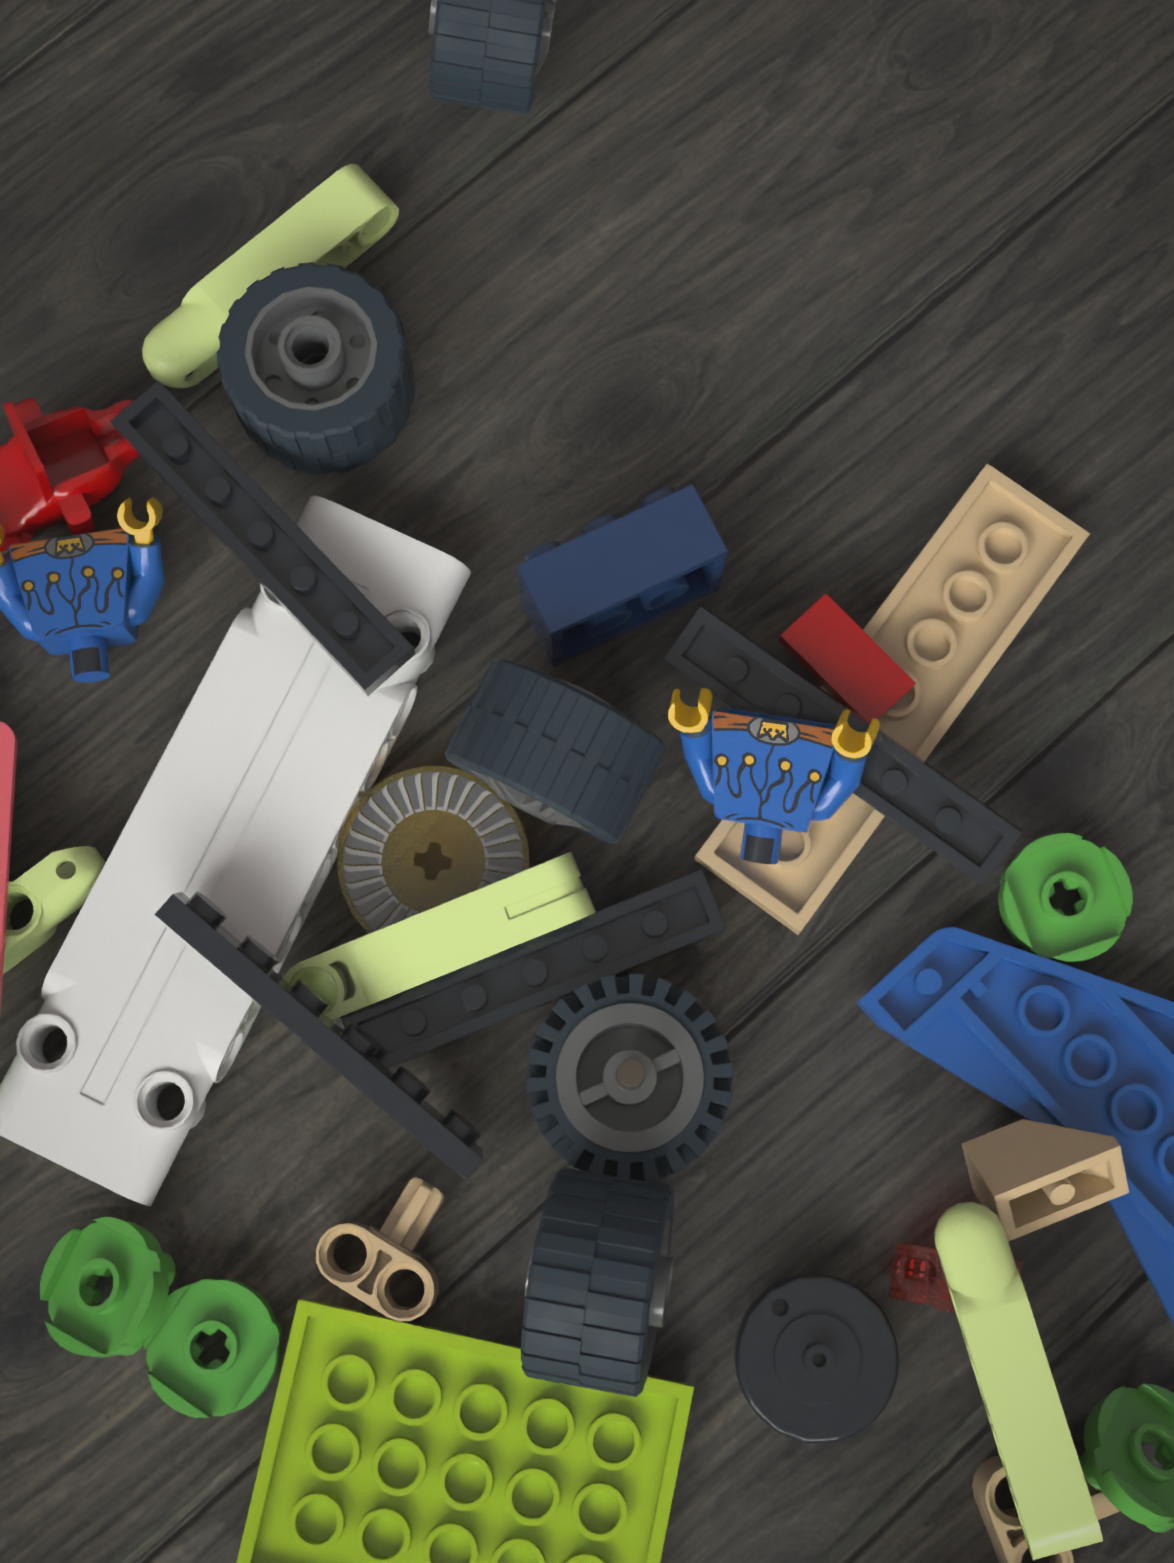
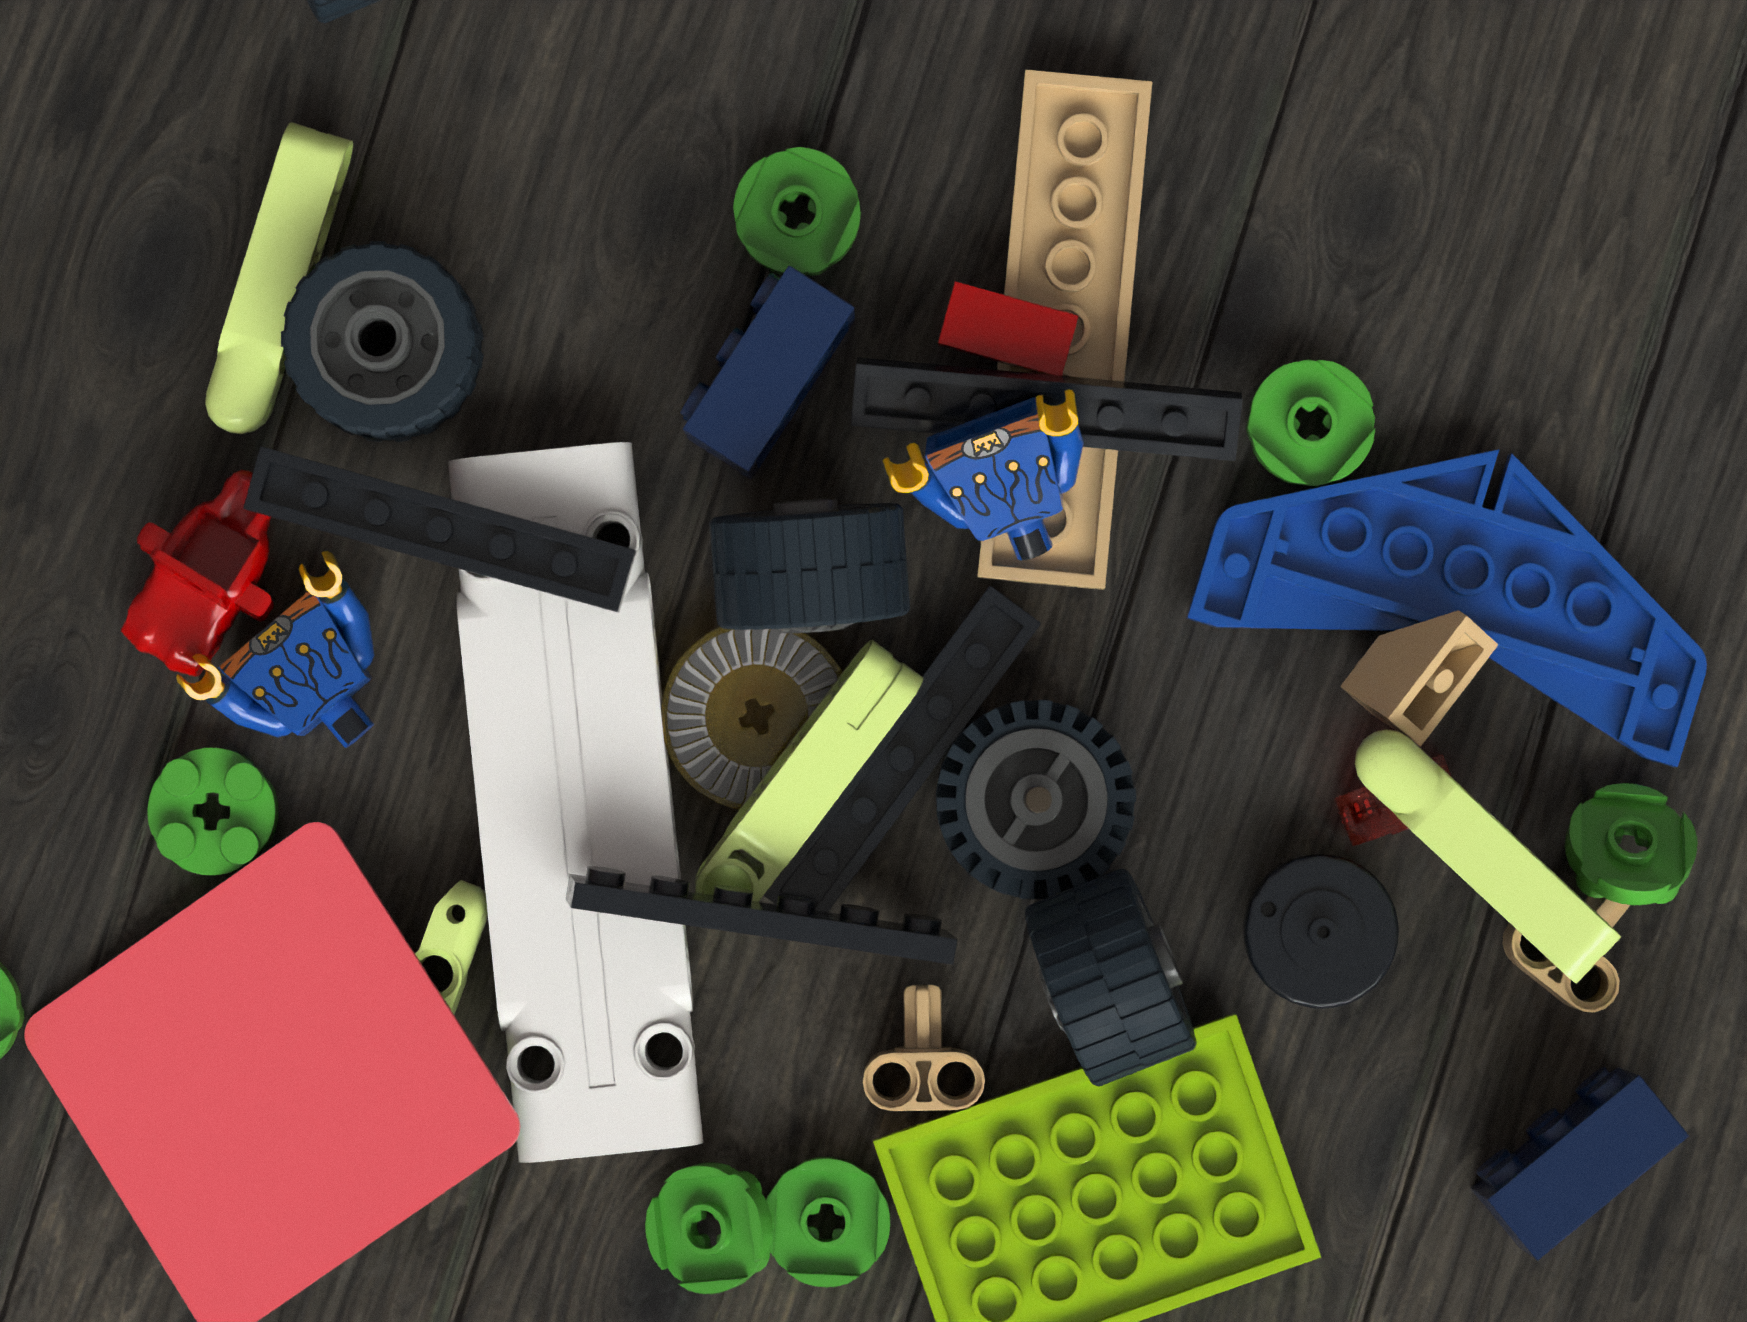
camera: 30 degrees left, 10 degrees up
(730, 438) = (784, 178): none -> bright green plate

